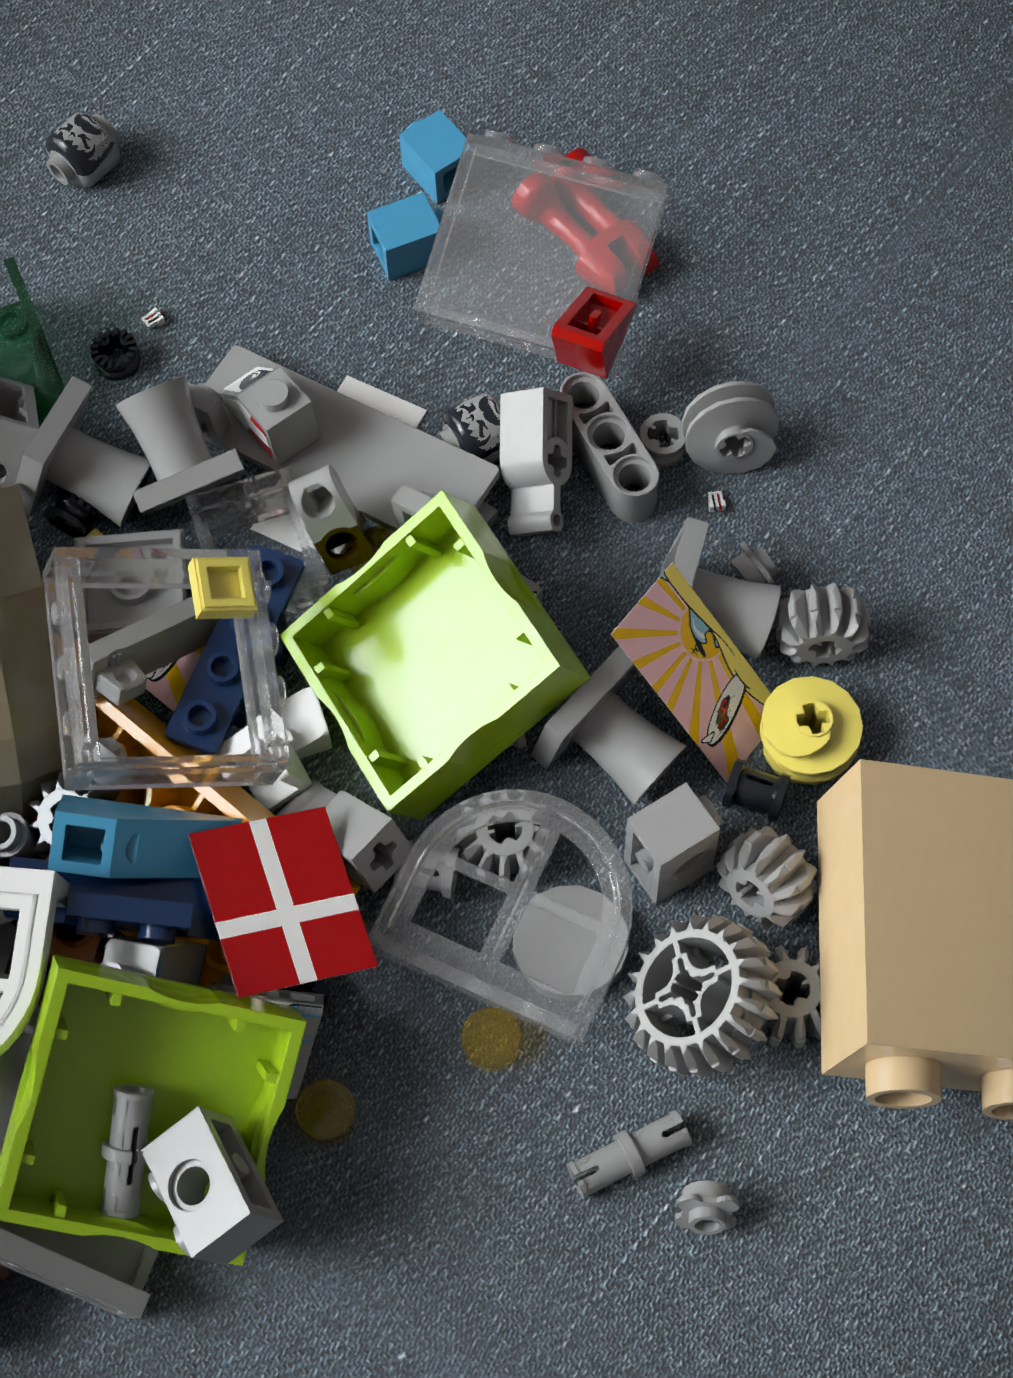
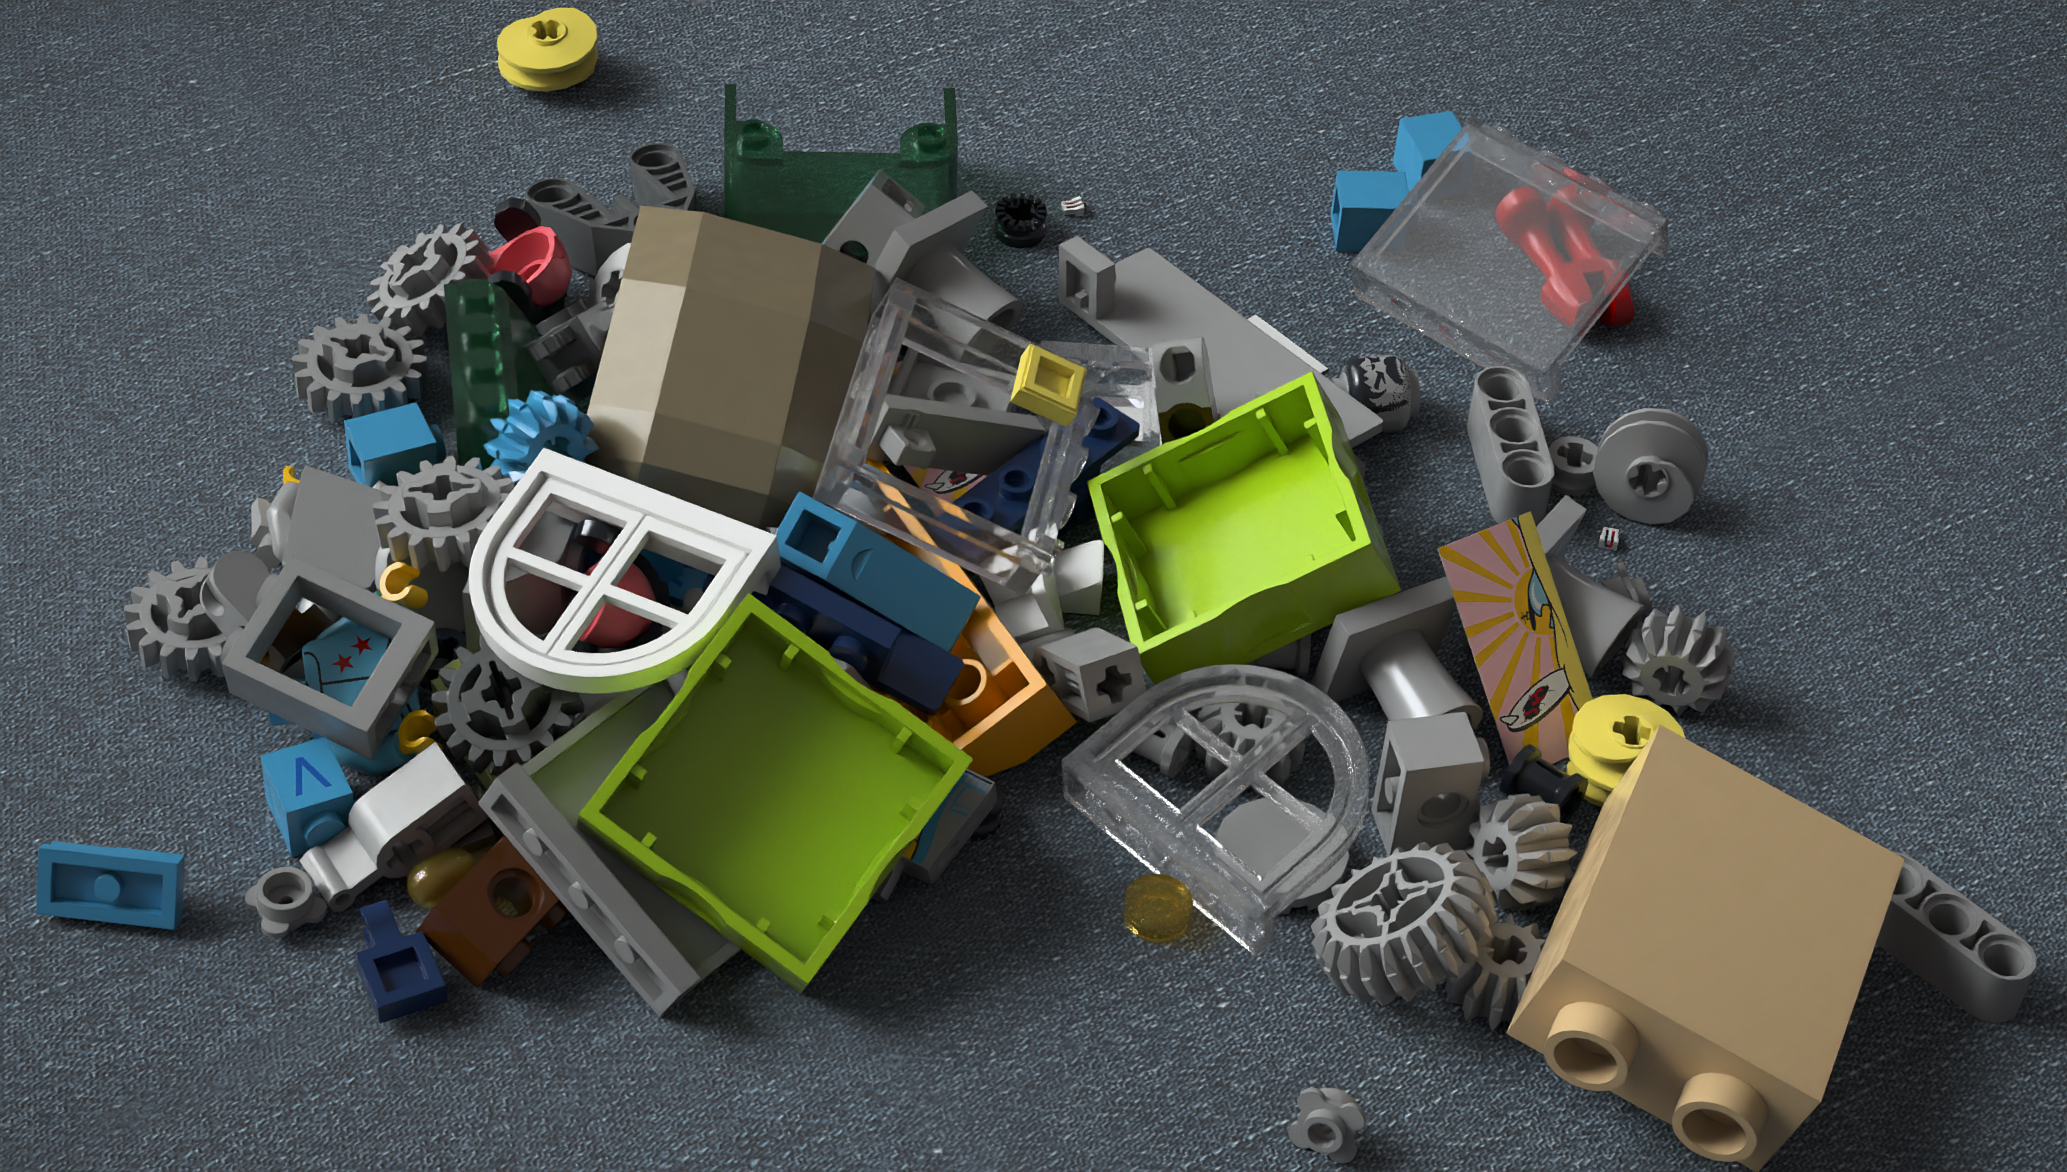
camera: 15 degrees right, 20 degrees down
(83, 150) = (1063, 45): head -> none
(123, 1150) = (737, 823): light grey pin -> none
(174, 446) = (1049, 283): light grey plant -> none
(238, 1203) = (809, 879): brick -> none
(273, 411) = (1164, 298): light grey slope -> none
(282, 901) = (992, 670): red sticker -> none
(326, 1111) = (953, 911): clear yellow tile -> none
(535, 457) = (1427, 422): light grey piece -> none
(592, 331) = (1529, 327): red slope -> none
(629, 1154) = (1264, 1053): light grey pin -> none

